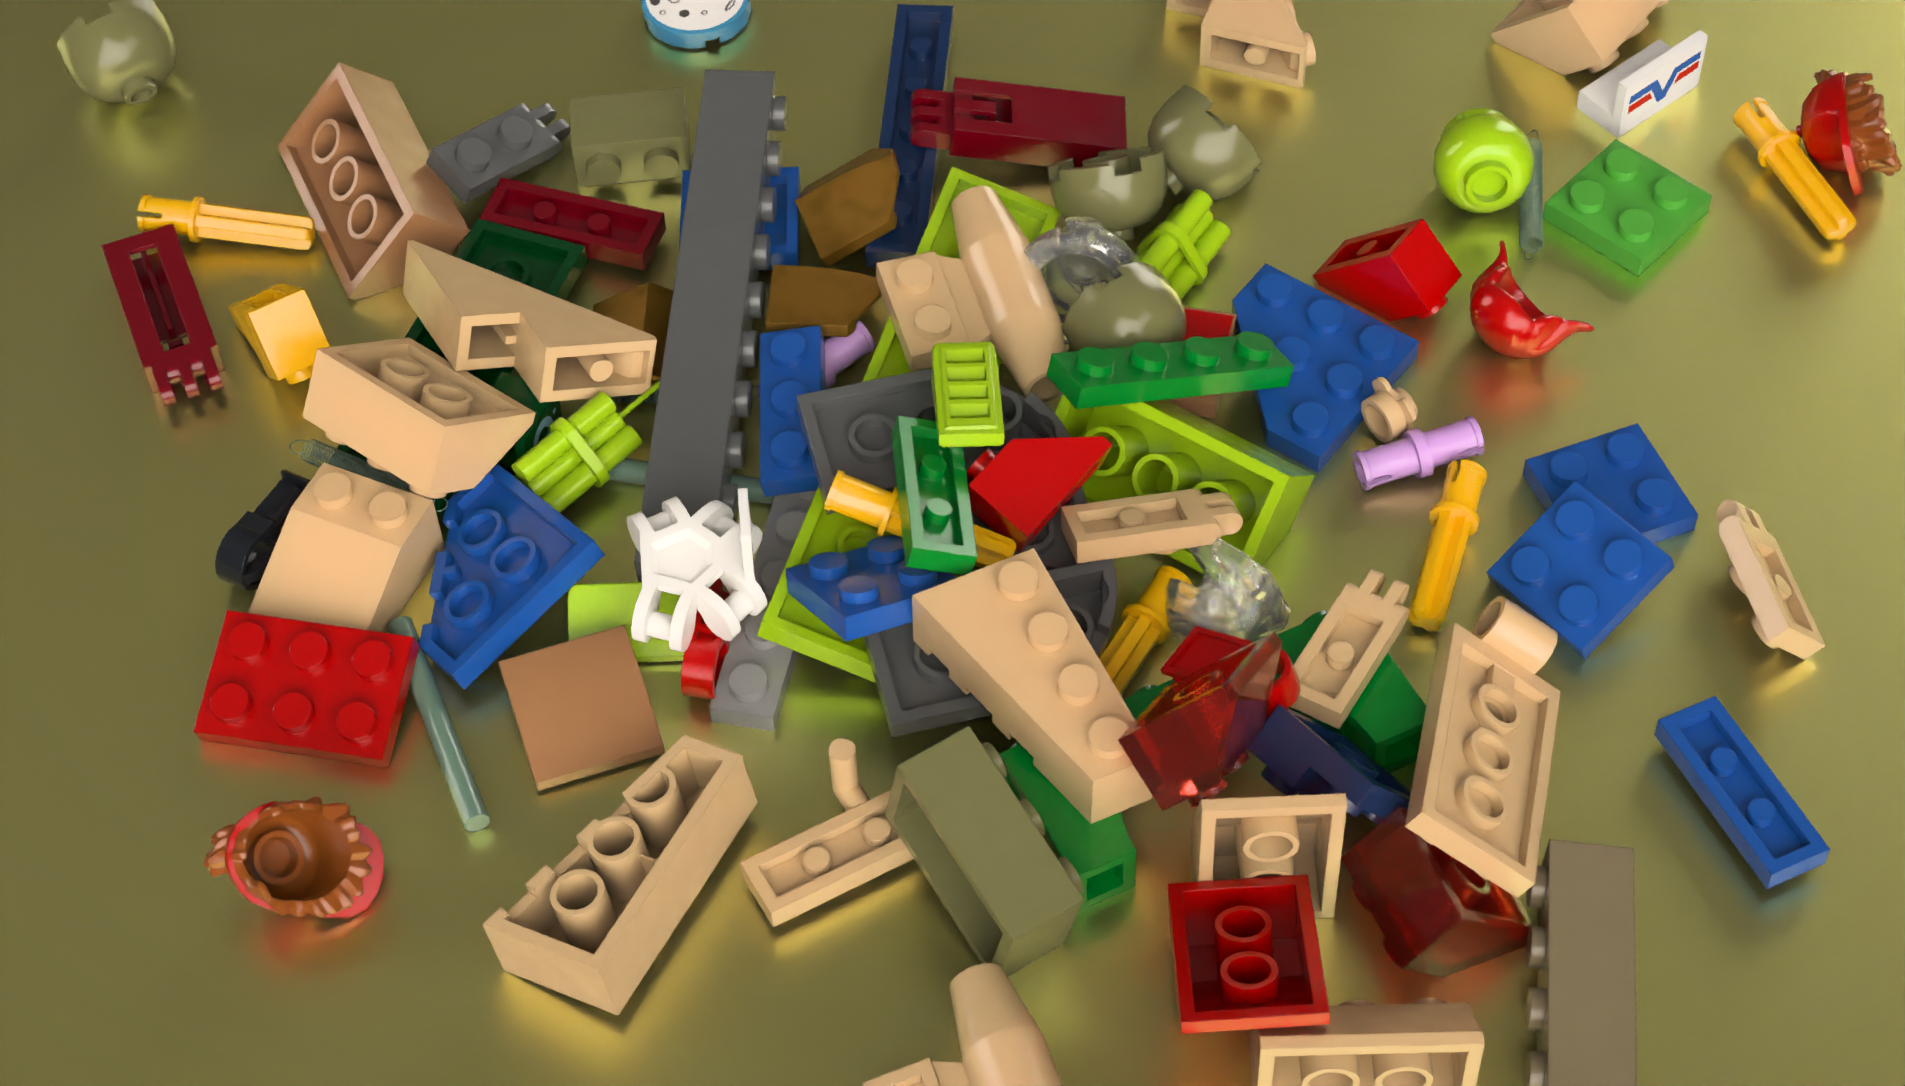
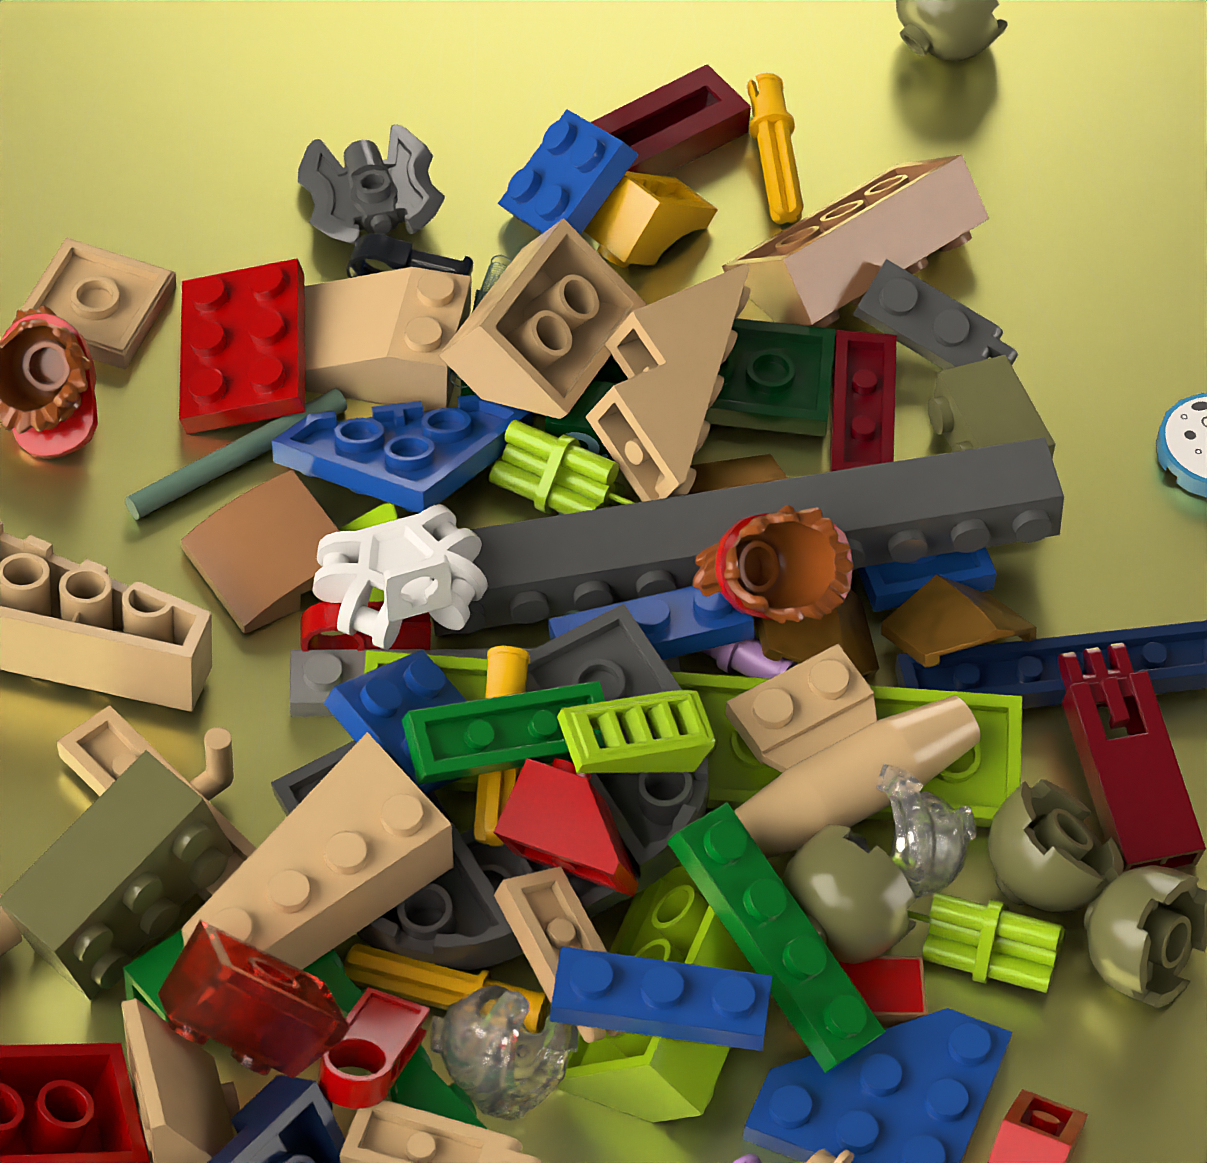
camera: 70 degrees right, 0 degrees up
(133, 549) = (370, 190): none -> dark grey piece
(169, 815) = (104, 298): none -> tan tile
(223, 367) = (567, 175): none -> blue plate
(792, 274) = (779, 565): none -> dark orange hair
(1231, 450) = (661, 998): none -> blue plate

